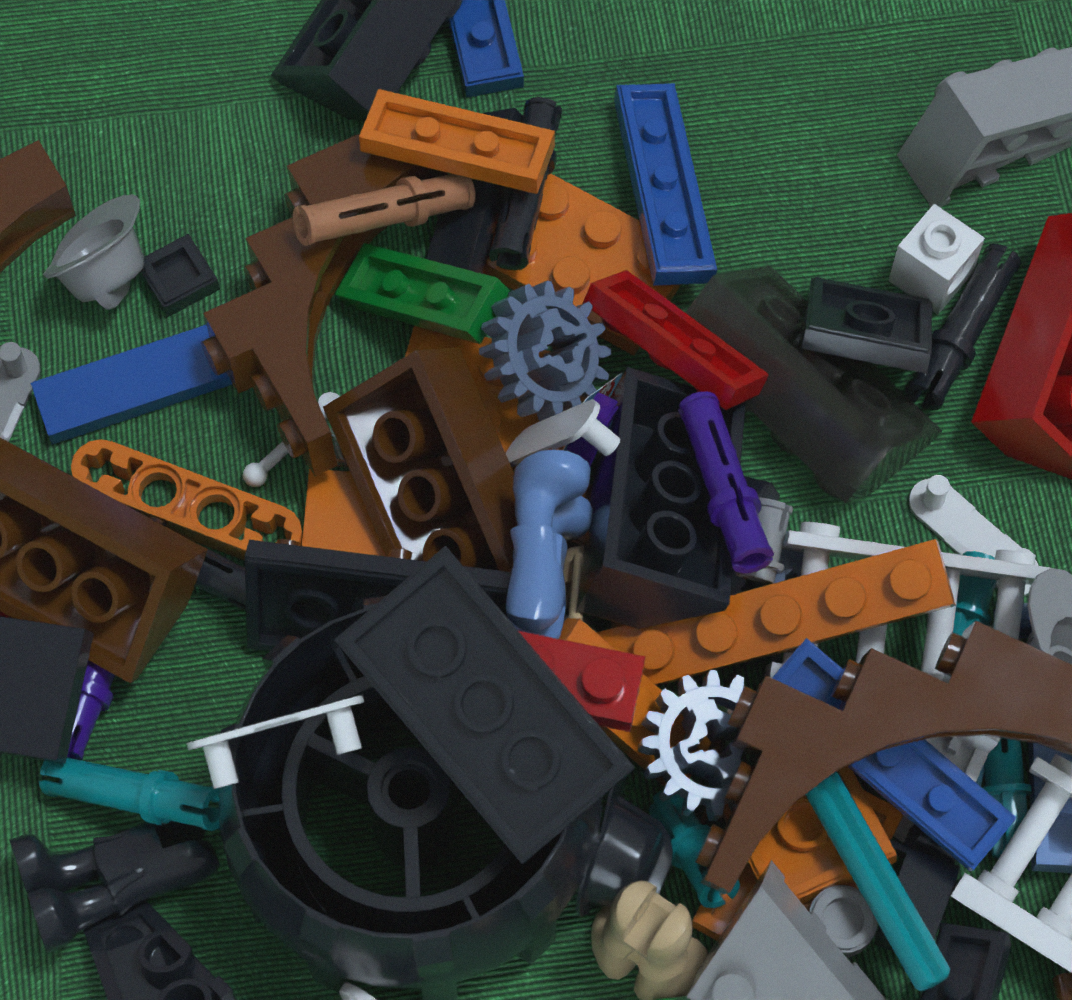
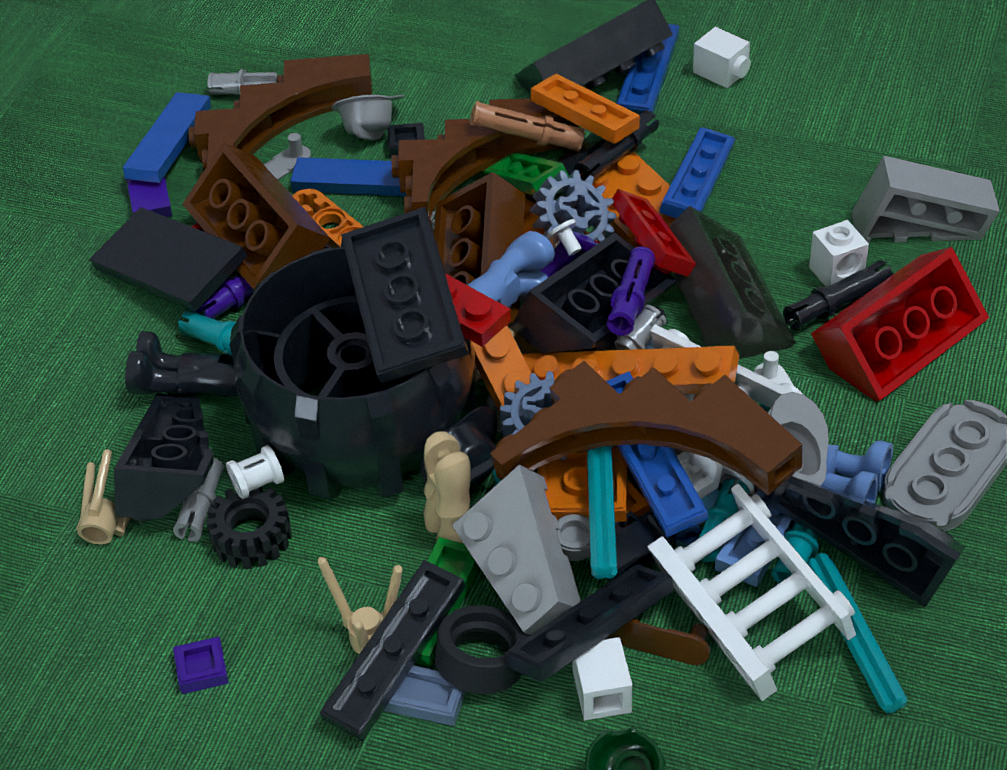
camera: 30 degrees right, 20 degrees down
(219, 754) = (321, 274): white piece -> none
(868, 325) = (774, 267): black tile -> none

